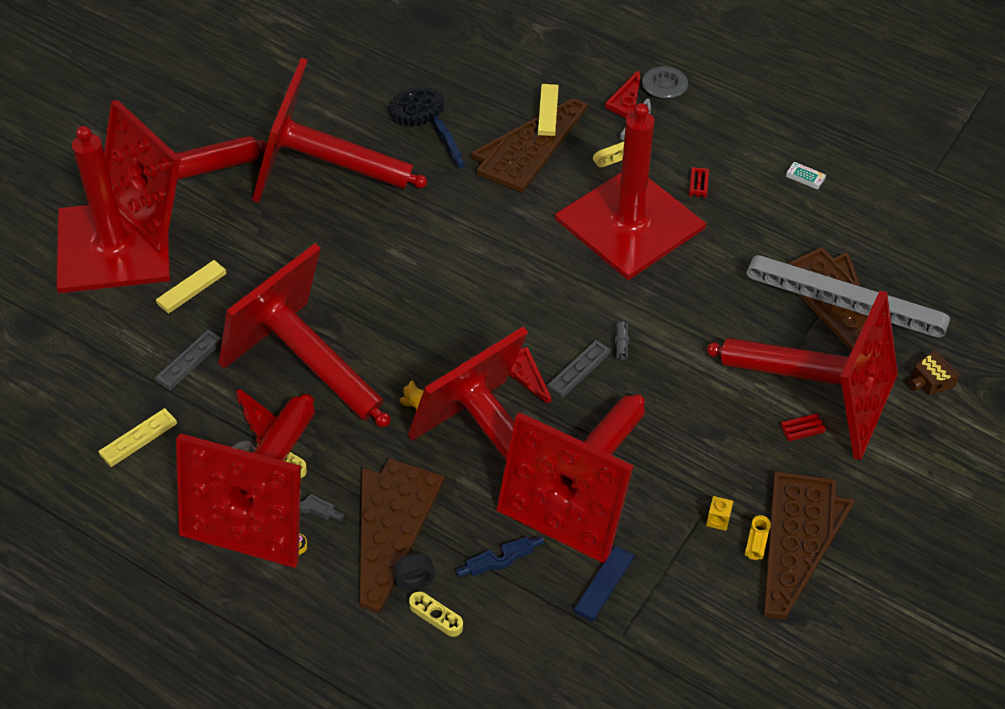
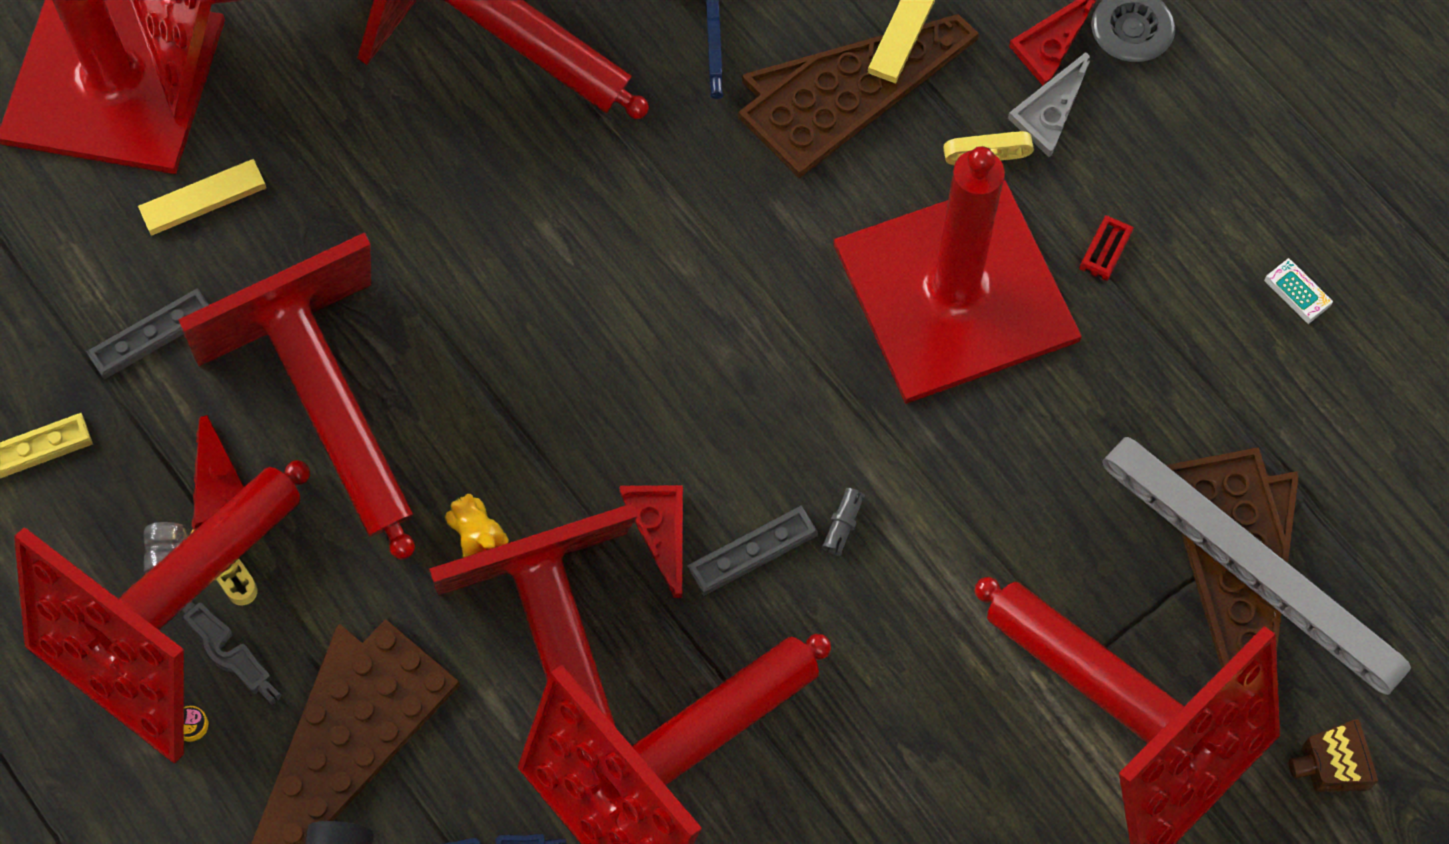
camera: 20 degrees right, 15 degrees up
(801, 425) = (1074, 770): red tile -> none

